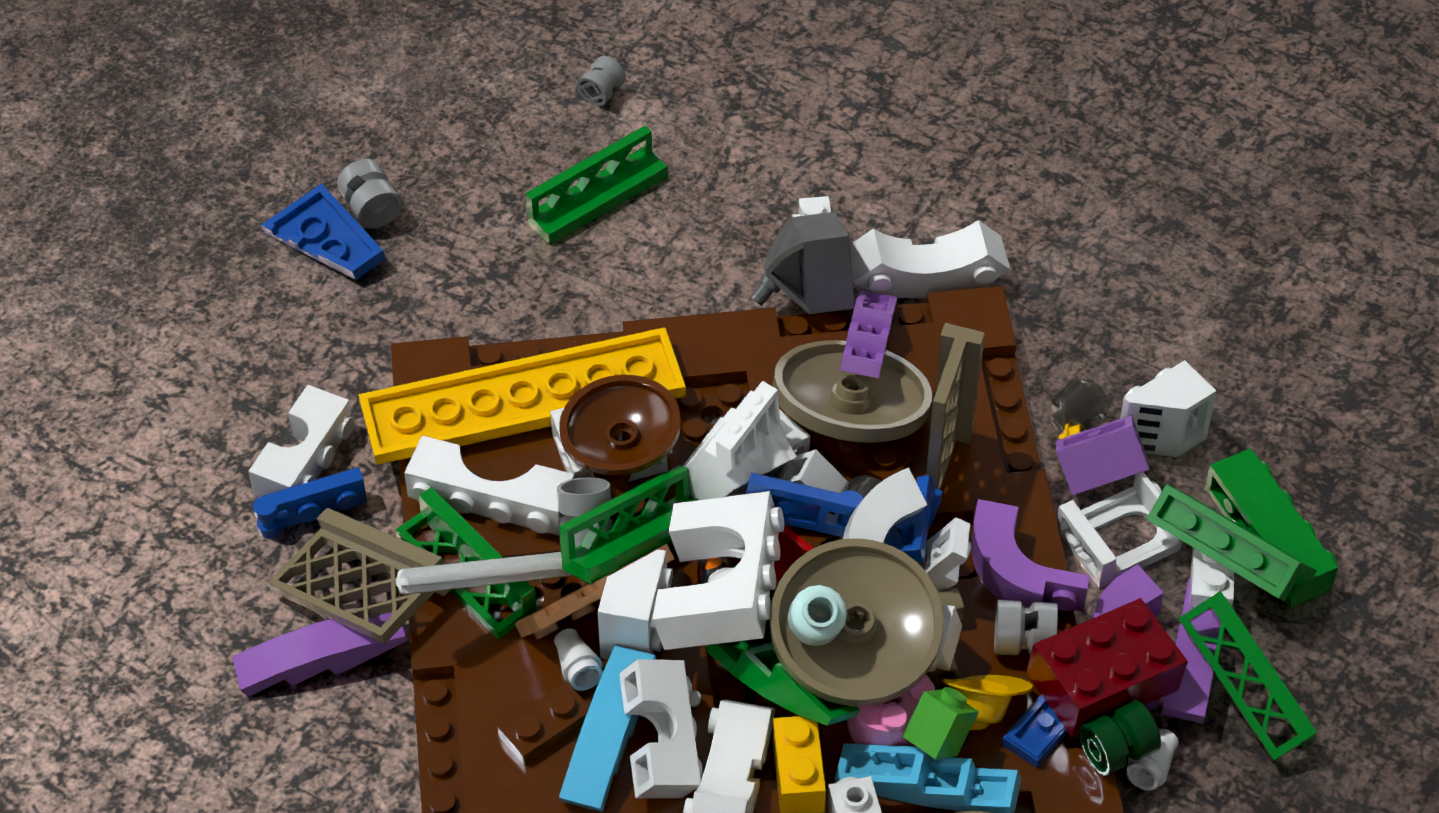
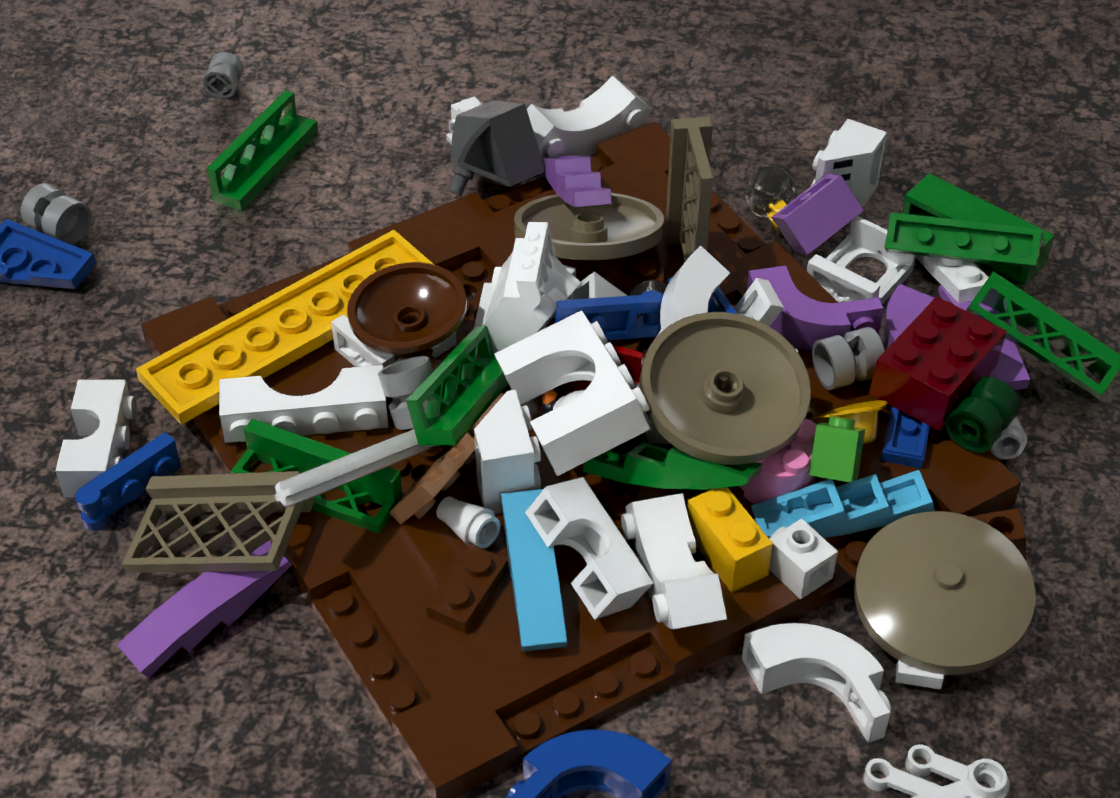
camera: 25 degrees left, 5 degrees down
(819, 601) = (696, 387): light aqua head -> none

